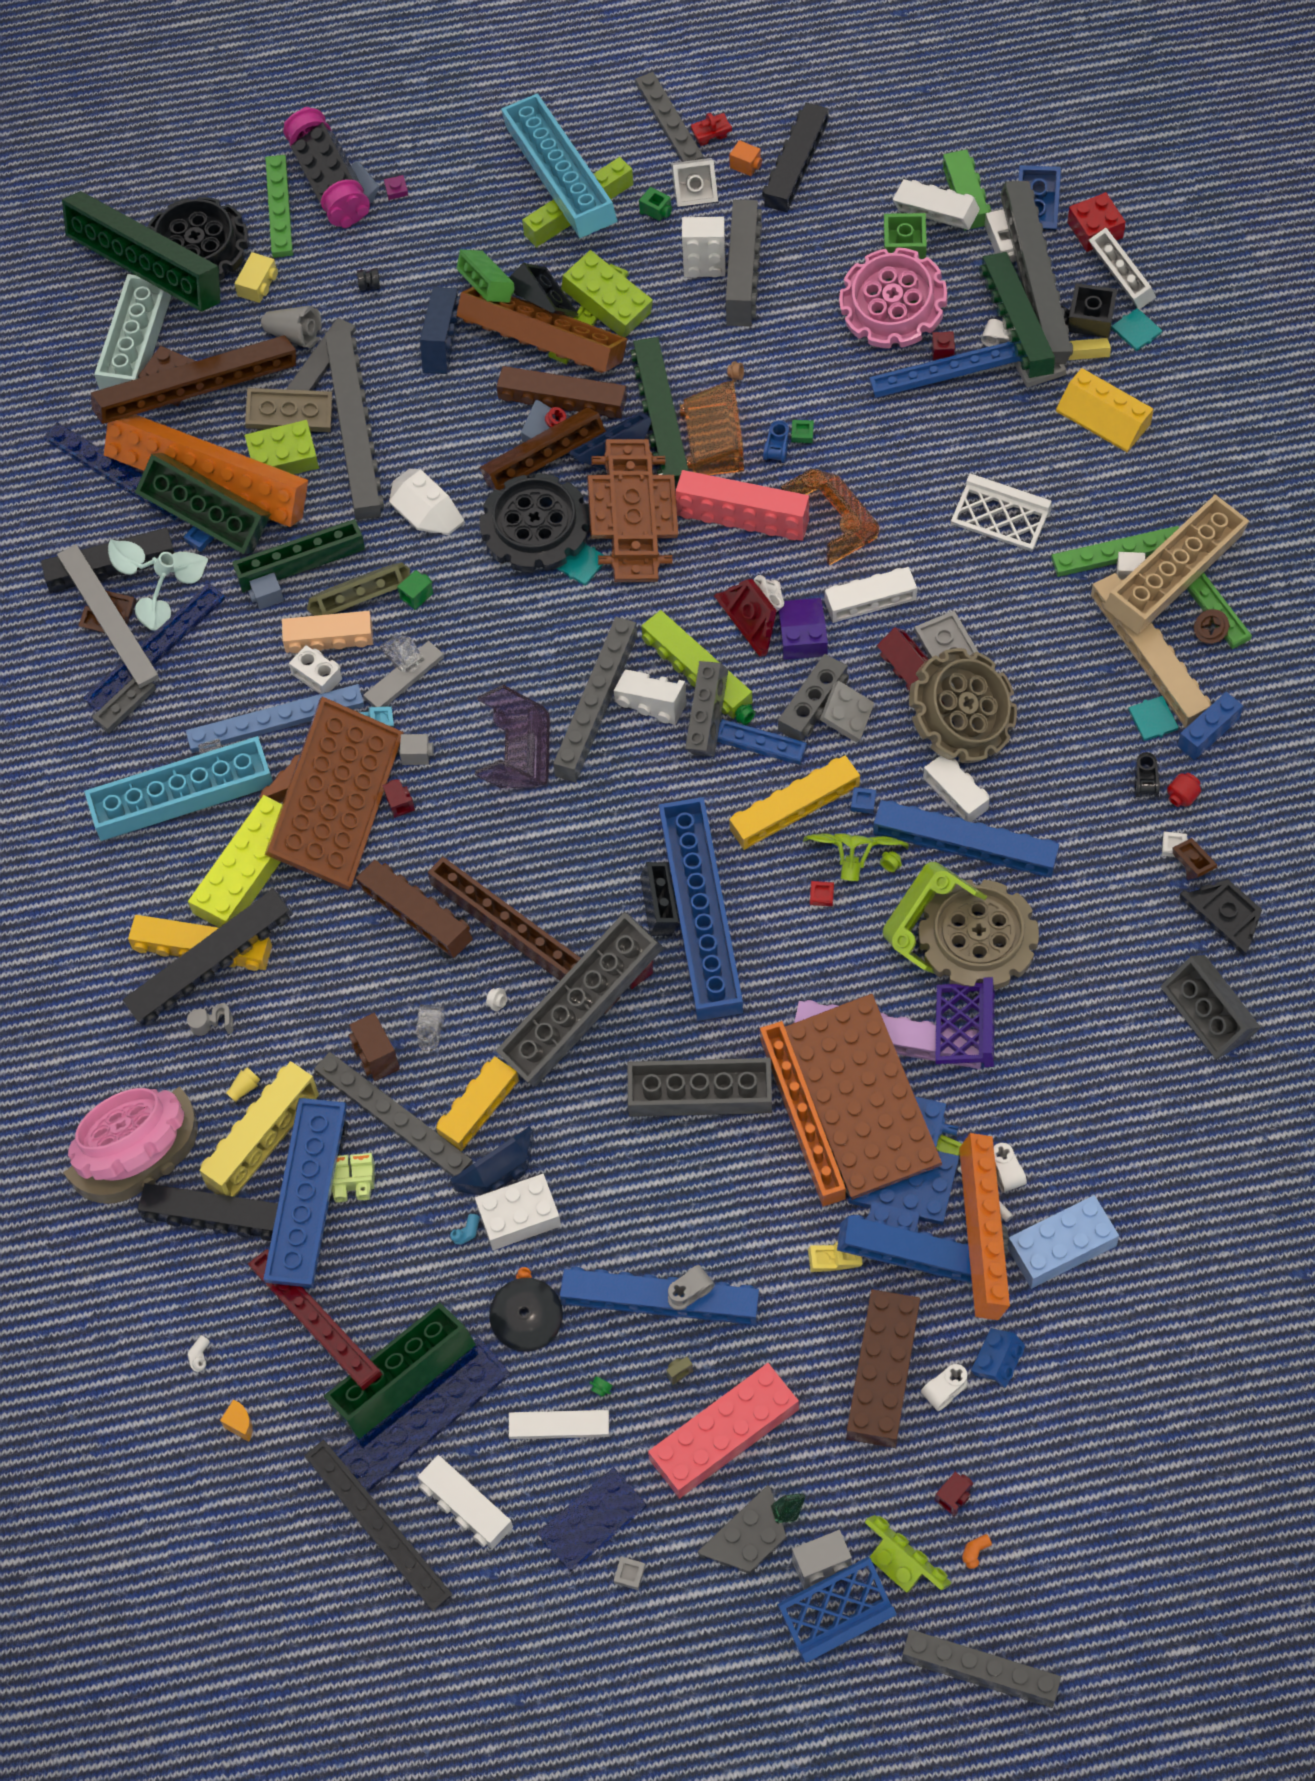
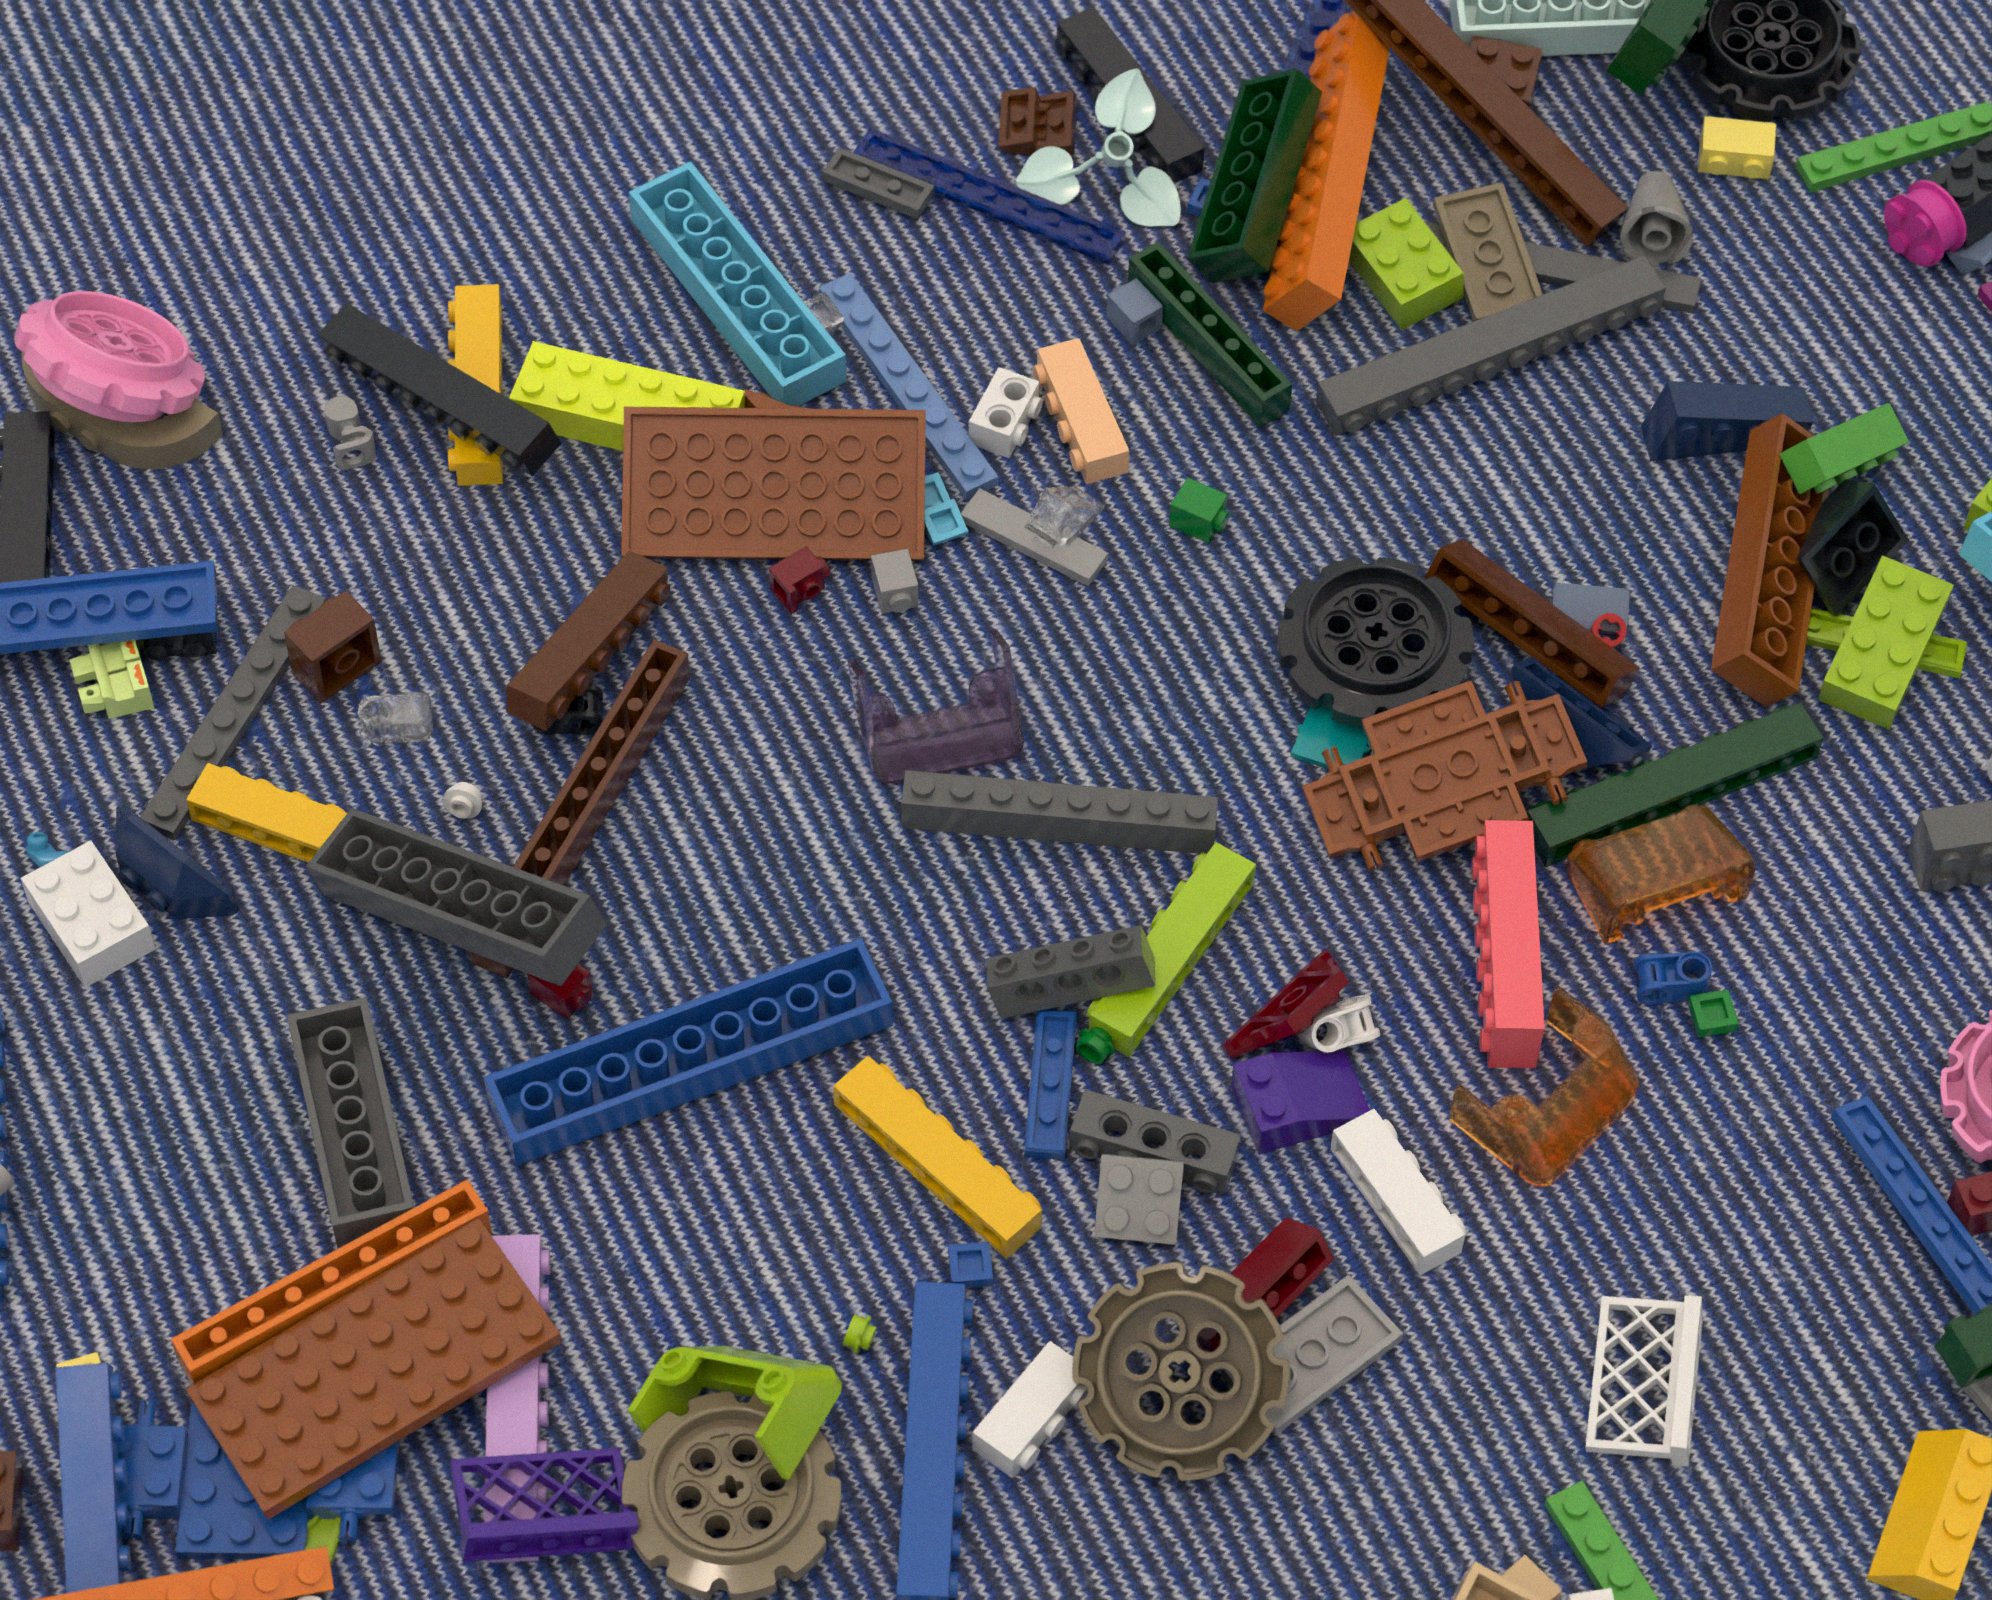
camera: 70 degrees right, 5 degrees down
(108, 616) = (1016, 114): light grey tile -> none
(243, 1084) = (250, 501): light yellow cone -> none
(257, 1132) = (157, 530): light yellow brick -> none
(358, 589) = (1171, 430): olive brick -> none
(368, 279) = (1794, 303): black wheel -> none
(424, 503) = (1370, 484): white wedge -> none
(561, 391) = (1663, 628): reddish brown brick -> none
(651, 696) = (1086, 886): white wedge -> none
(659, 899) = (689, 980): black brick -> none
(735, 371) = (1806, 882): medium nougat plate -> none
(821, 893) = (773, 1240): red tile -> none
(851, 863) = (832, 1225): lime plant -> none

